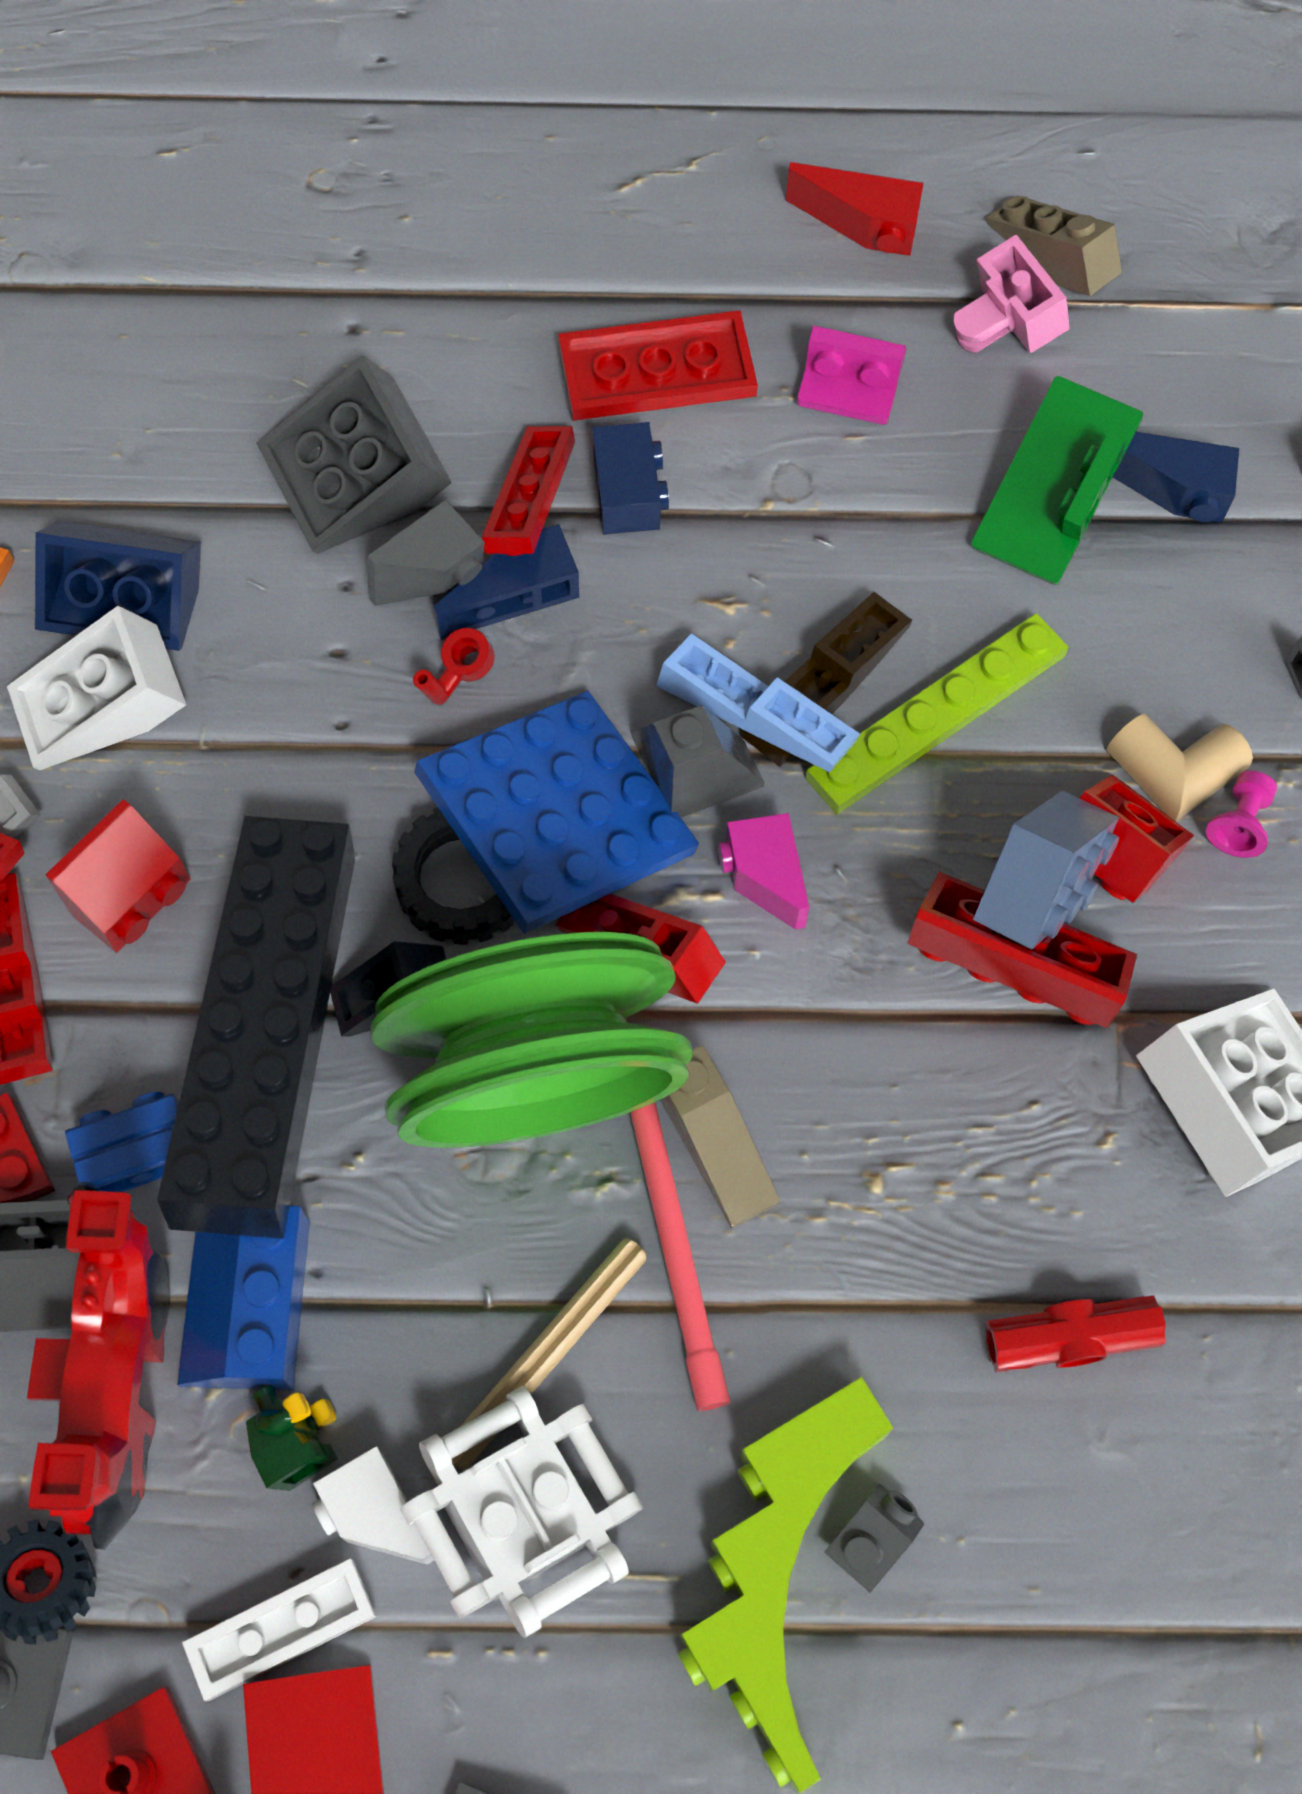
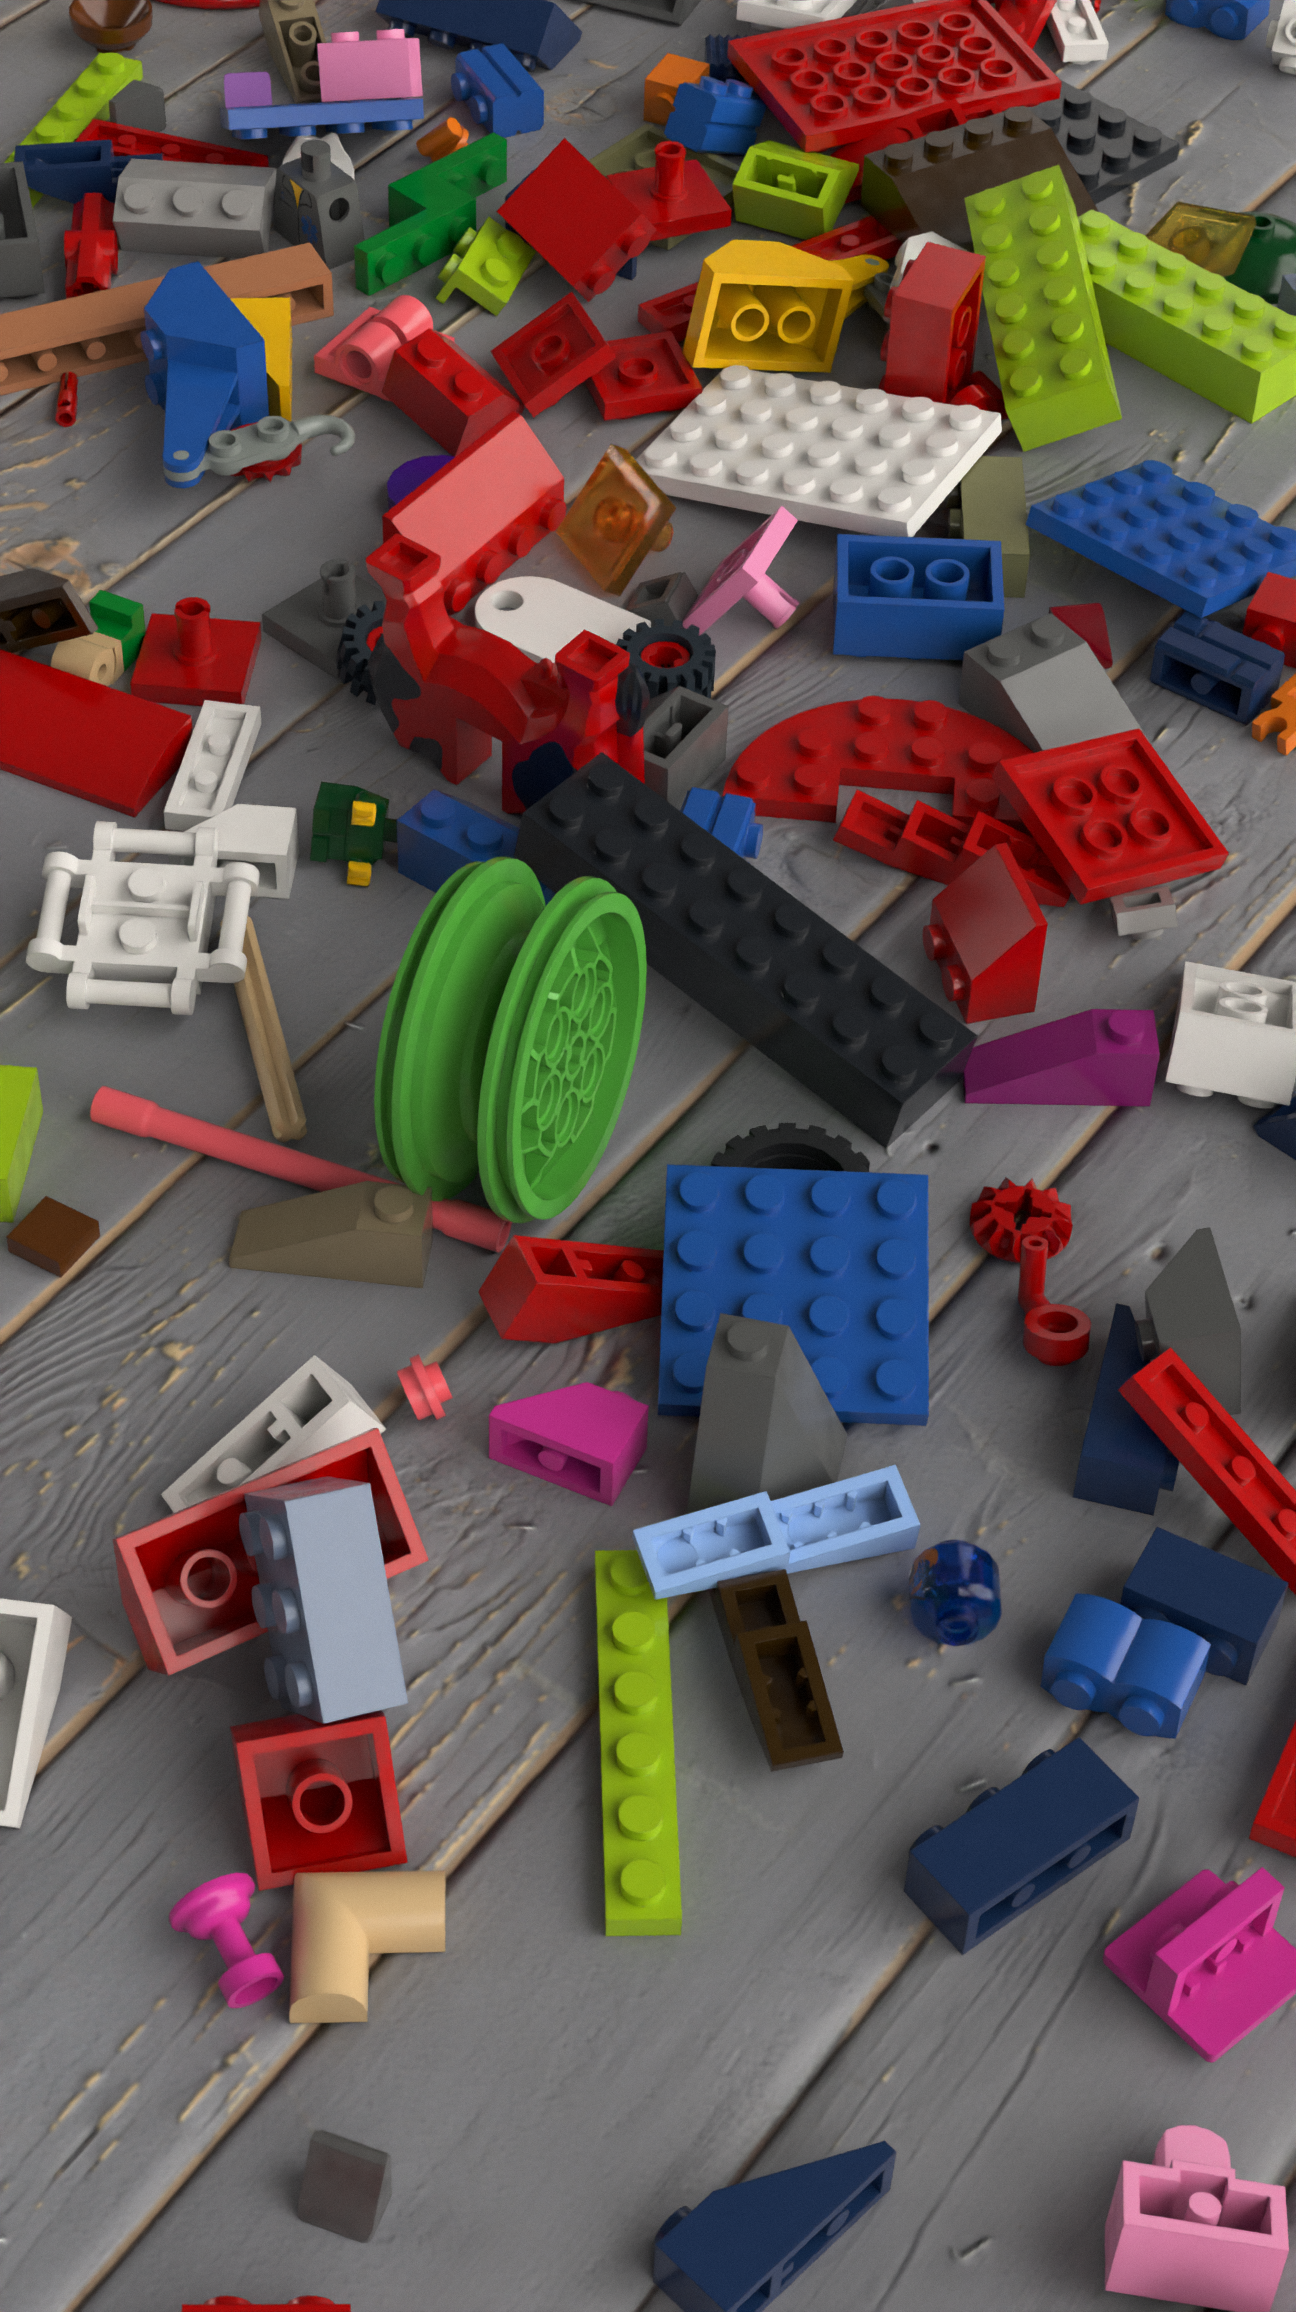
camera: 125 degrees right, 20 degrees down
(201, 772) = (1076, 1060): none -> magenta slope
(359, 750) = (994, 1223): none -> red gear
(359, 991) = (702, 1087): black slope -> none
(701, 494) = (1125, 1666): none -> blue brick
(717, 599) = (955, 1590): none -> clear blue head
(798, 984) = (425, 1388): none -> coral plate
(854, 1336) = (53, 1236): none -> reddish brown tile
(857, 482) = (1019, 1844): none -> dark blue brick
(922, 1031) = (295, 1421): none -> white slope
(1057, 480) = (850, 2053): green bracket -> none

